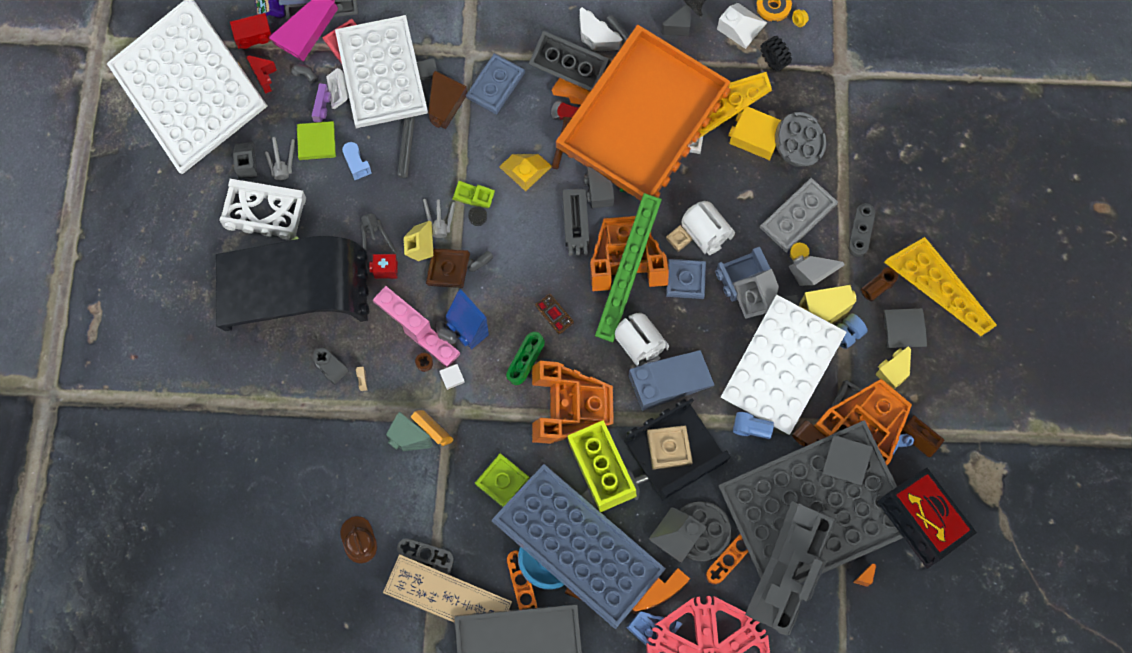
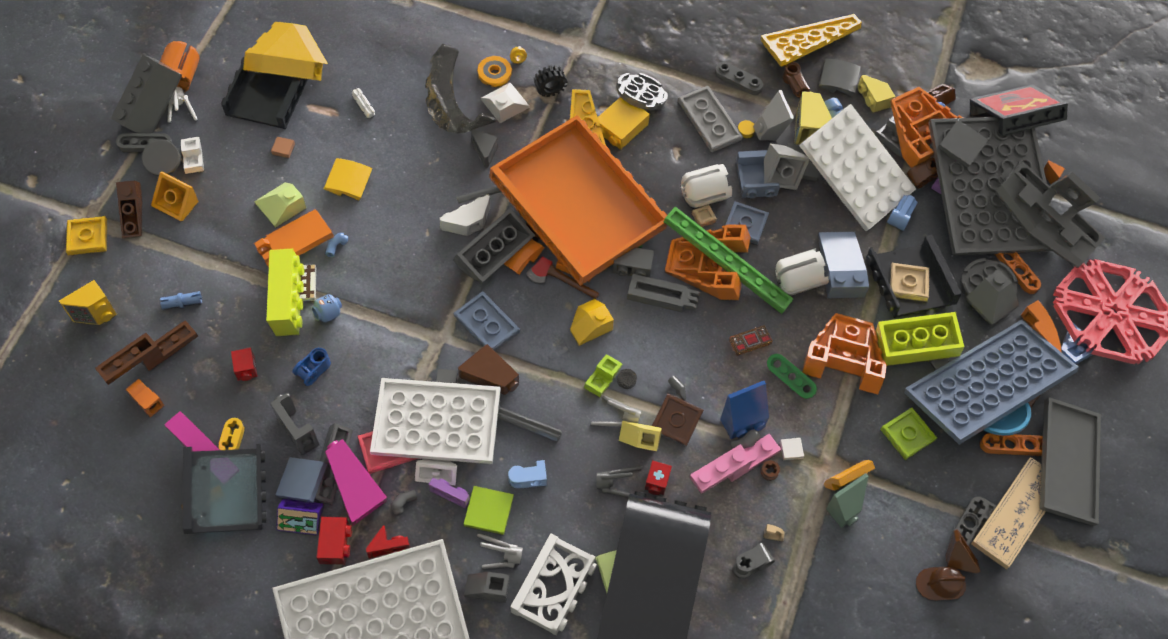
camera: 75 degrees left, 10 degrees down
(385, 550) = (960, 555): none -> reddish brown slope

